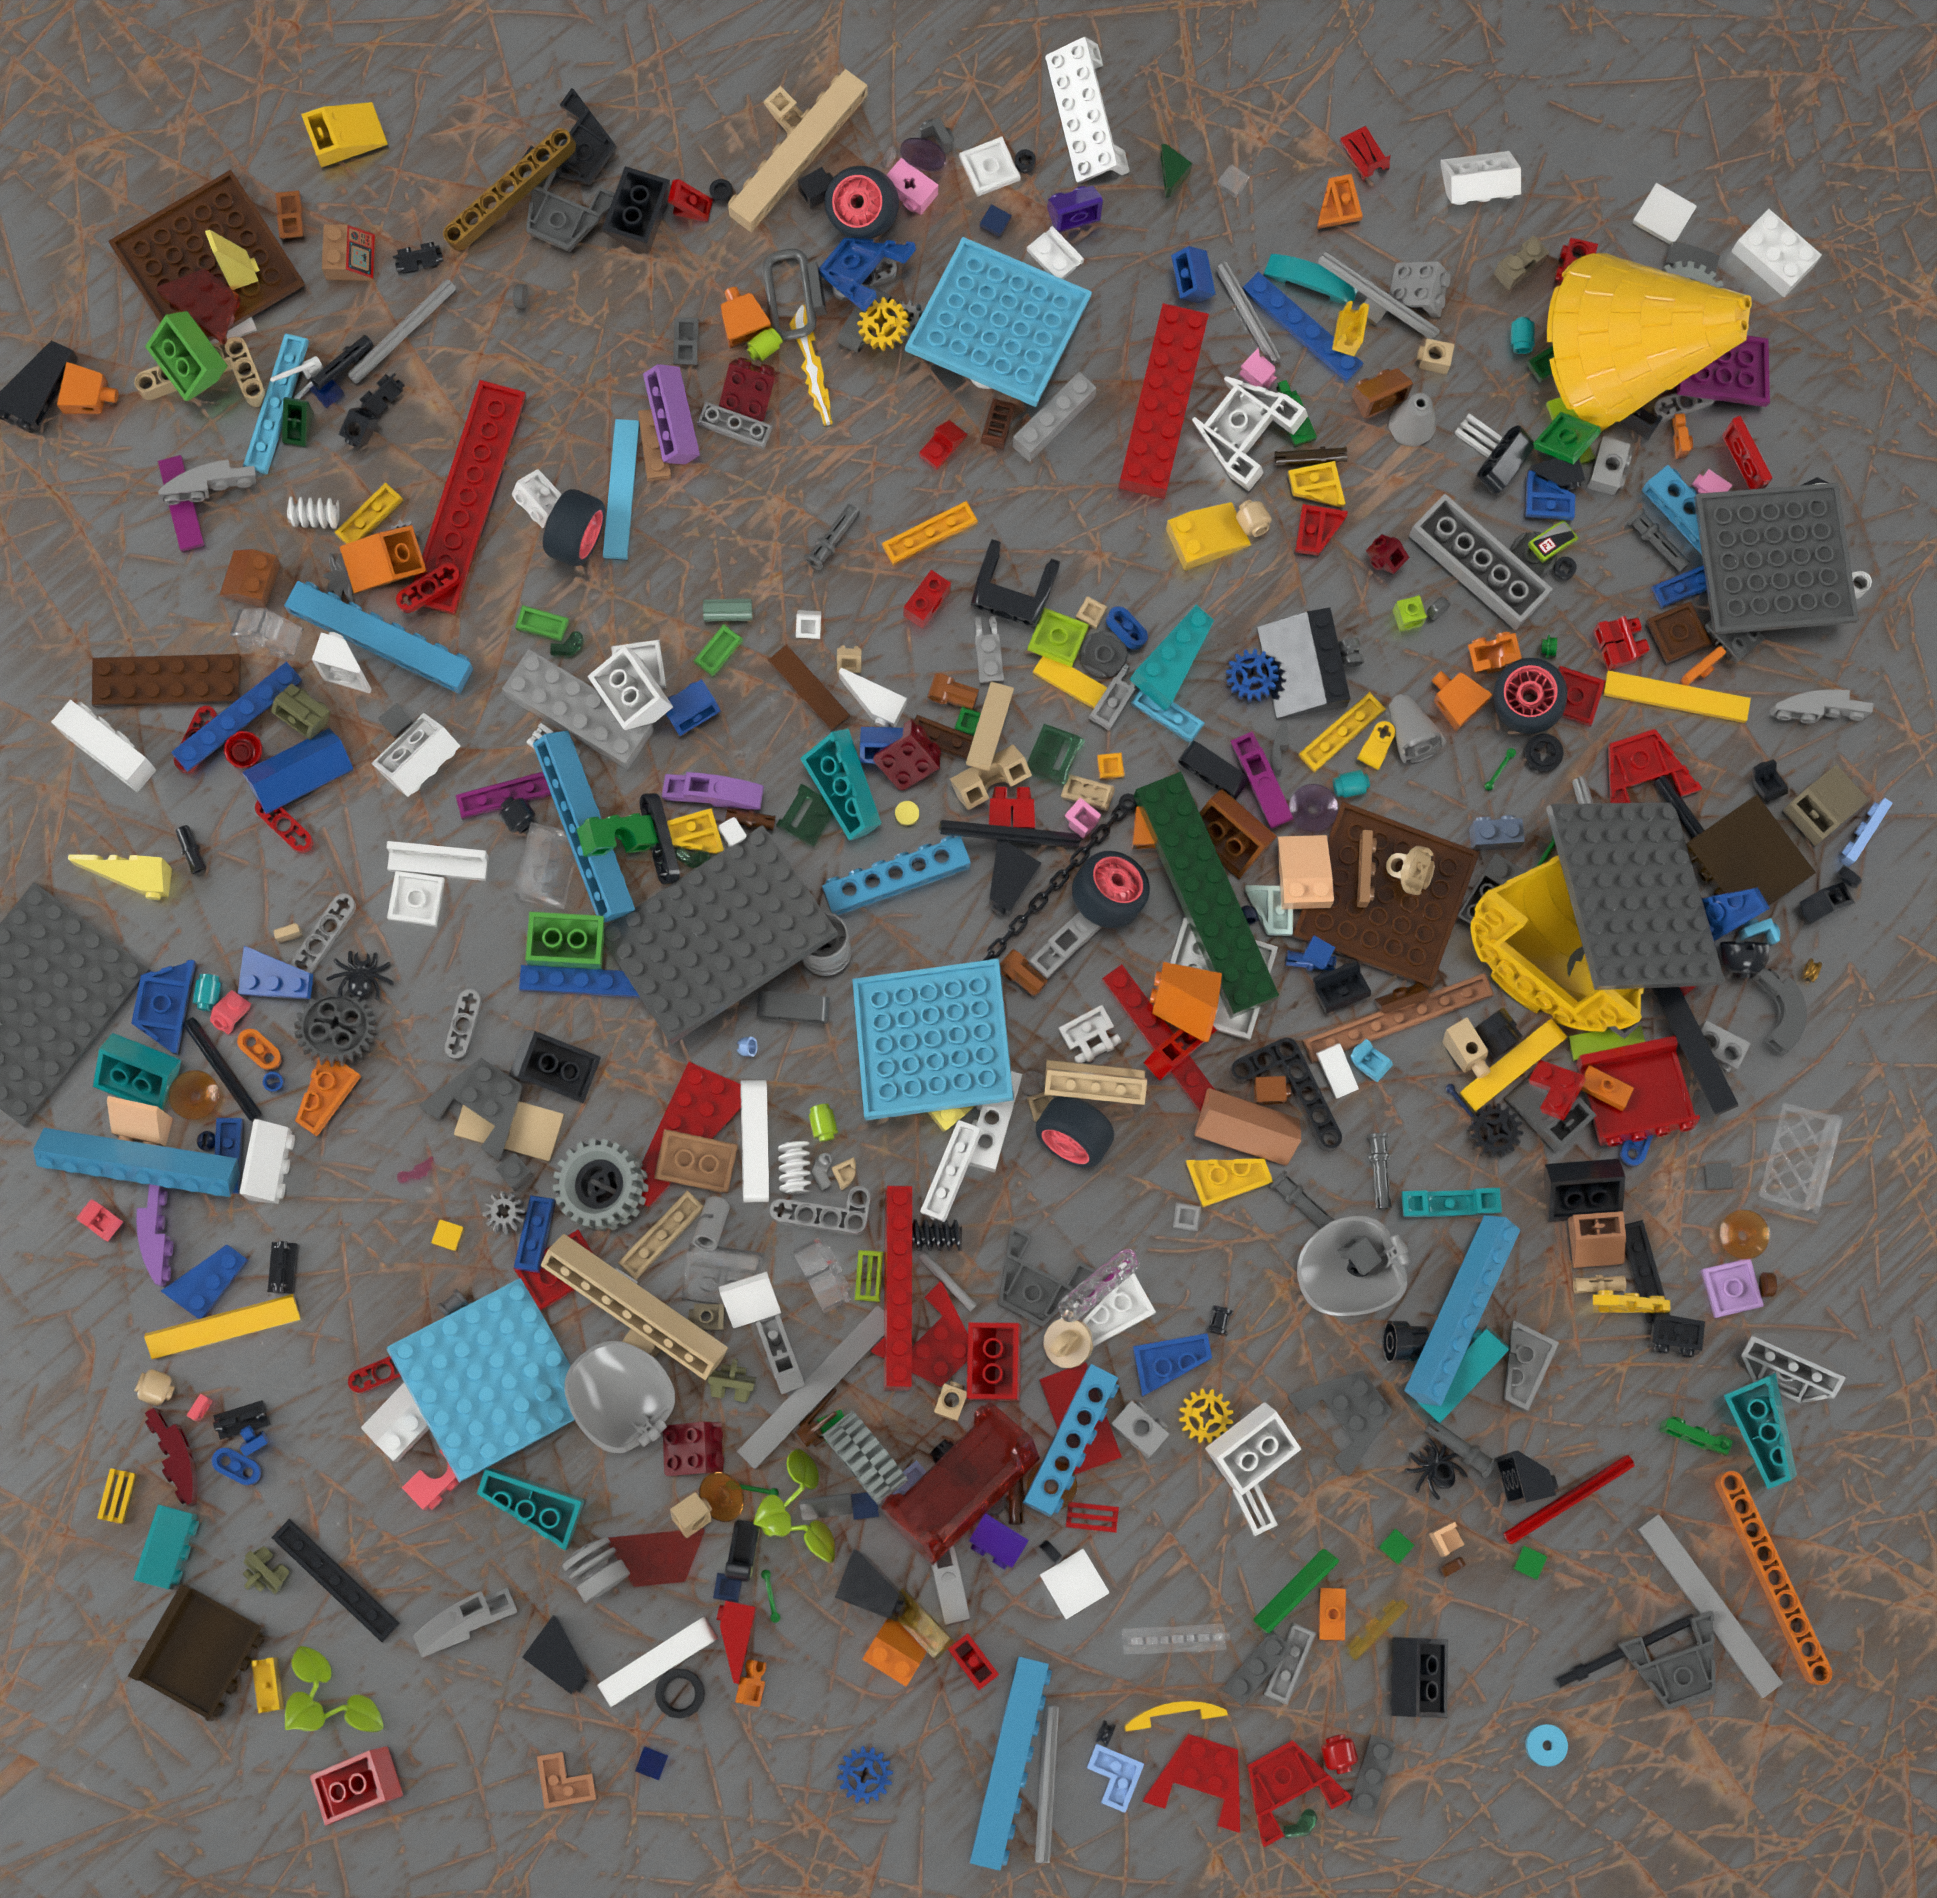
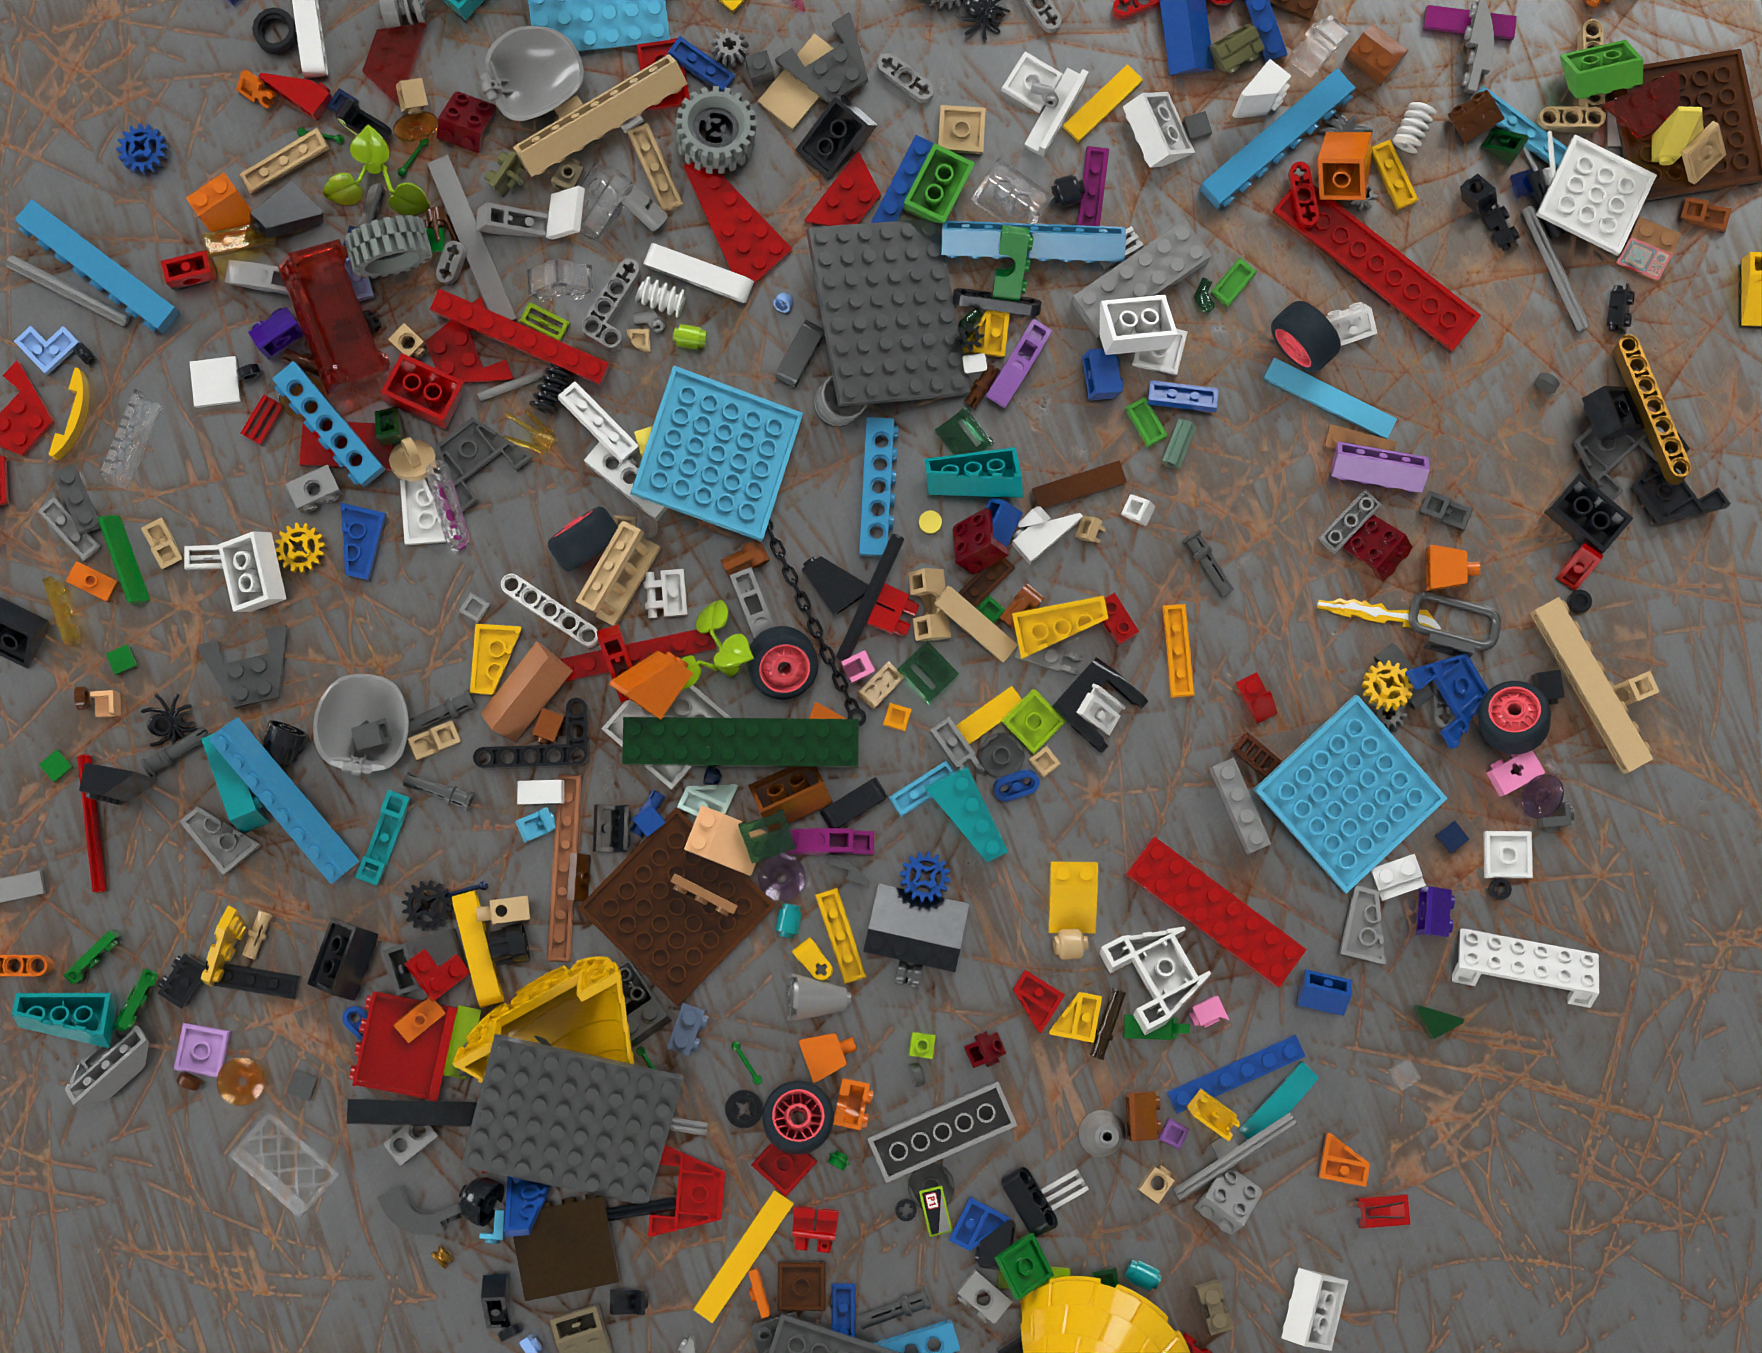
camera: 115 degrees right, 5 degrees up
(235, 231) = (1703, 152): none -> tan tile
(278, 459) = (1475, 116): none -> reddish brown bracket
(316, 316) = (1596, 195): none -> white plate
(409, 820) = (1102, 103): none -> yellow tile
(424, 875) = (1047, 93): none -> light grey arm
(495, 946) = (962, 129): none -> tan plate
(528, 223) = (1612, 412): none -> black slope
(612, 1029) = (848, 197): none -> red wing
(678, 624) = (1183, 396): none -> plate
(696, 1161) = (703, 218): medium nougat tile -> none
(714, 850) = (974, 342): none -> black gear
(764, 344) = (1414, 577): lime brick -> none
(814, 1619) = (284, 161): none -> tan tile
(848, 1402) = (451, 262): none -> light grey beam
(861, 713) = (1034, 517): none -> white slope
(960, 653) = (1053, 623): none -> yellow wing
(989, 1223) = (542, 439): none -> clear yellow plant
(1020, 577) = (1101, 709): none -> white plate
(1044, 1380) = (388, 426): none -> dark green slope
(1117, 266) = (1363, 927): none -> light grey wing
(1124, 929) = (732, 652): none -> lime plant
(1161, 1127) = (542, 603): none -> white beam
(1219, 1320) = (373, 595): black bush -> none
(1248, 313) = (1269, 1029): light grey axle -> none
(1262, 1560) = (162, 543): none -> tan slope
(1289, 826) = (768, 843): none -> clear green plate
(1333, 1197) = (433, 740): none -> tan slope
(1382, 359) = (1173, 1133): none -> medium lavender tile
(1416, 869) = (681, 937): tan tile -> none
(1597, 1239) = (295, 949): nougat slope -> none
(1719, 1372) = (134, 1000): none -> green hinge

